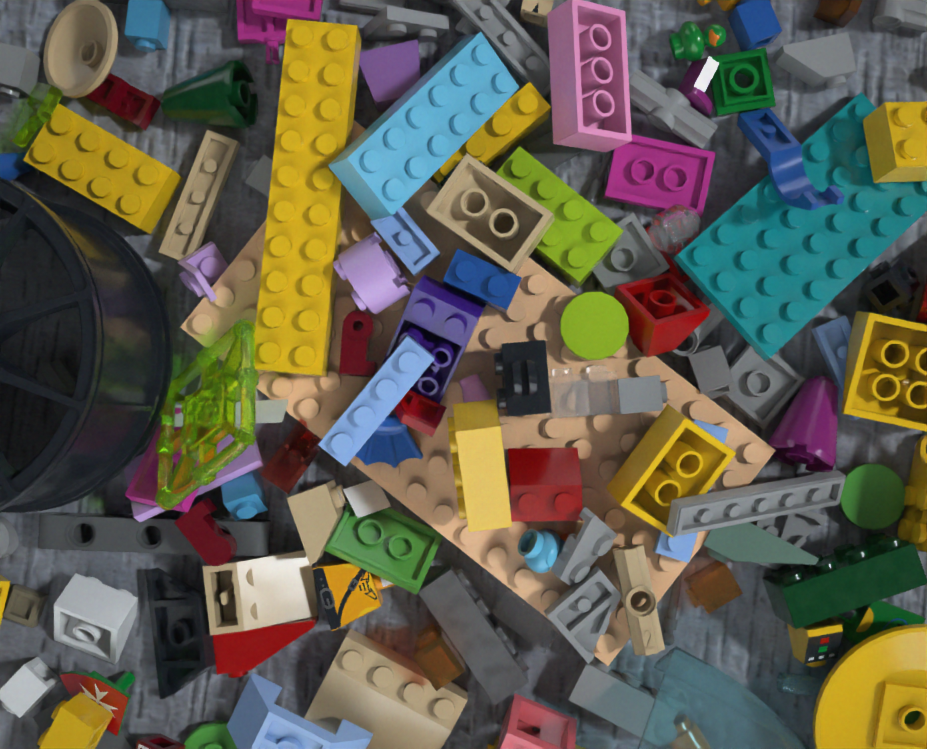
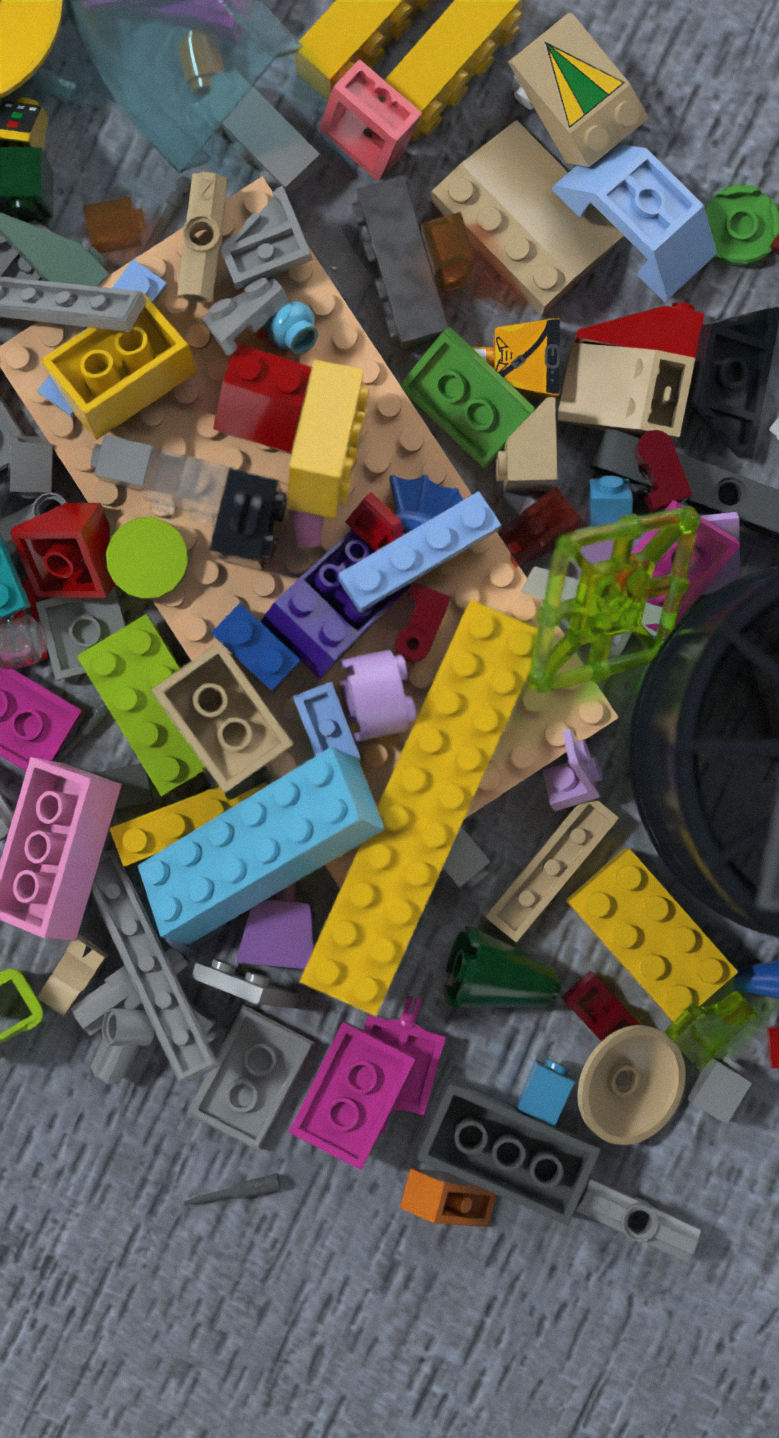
camera: 165 degrees left, 0 degrees up
(366, 498) = (472, 455): white sticker -> none

